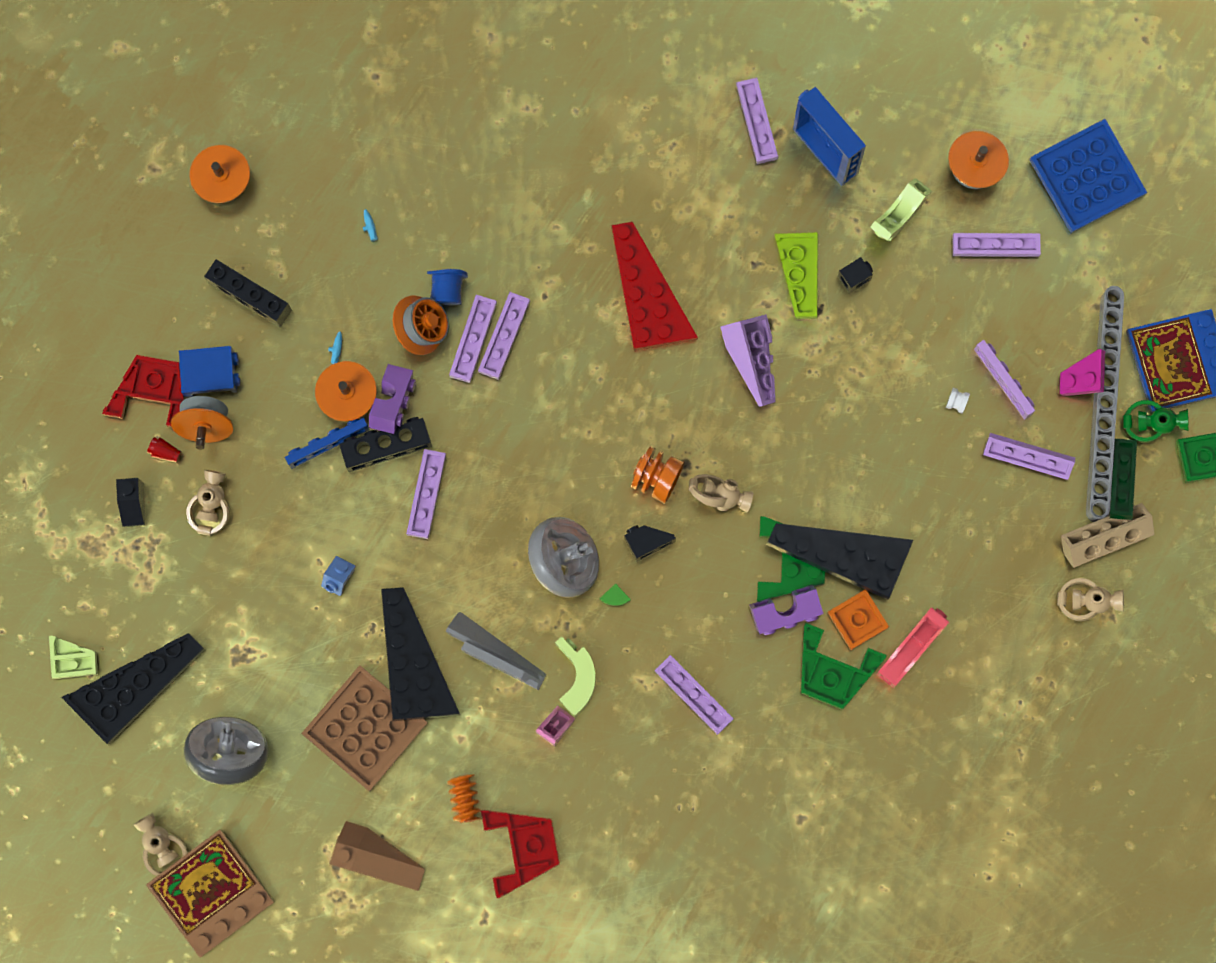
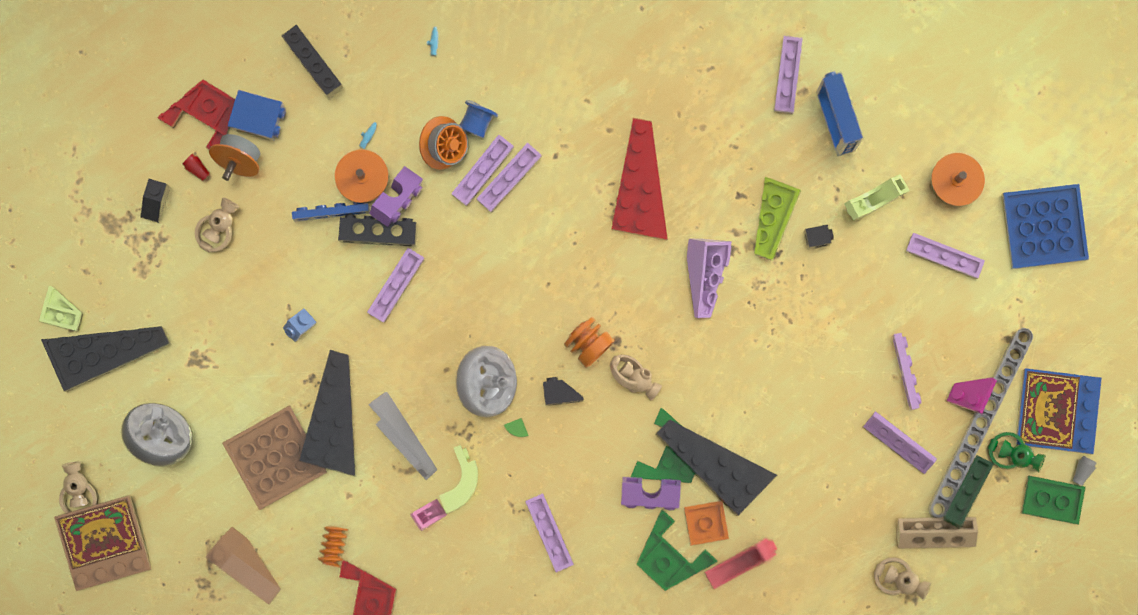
camera: 20 degrees right, 5 degrees up
(957, 400) = (860, 374): white wheel -> none

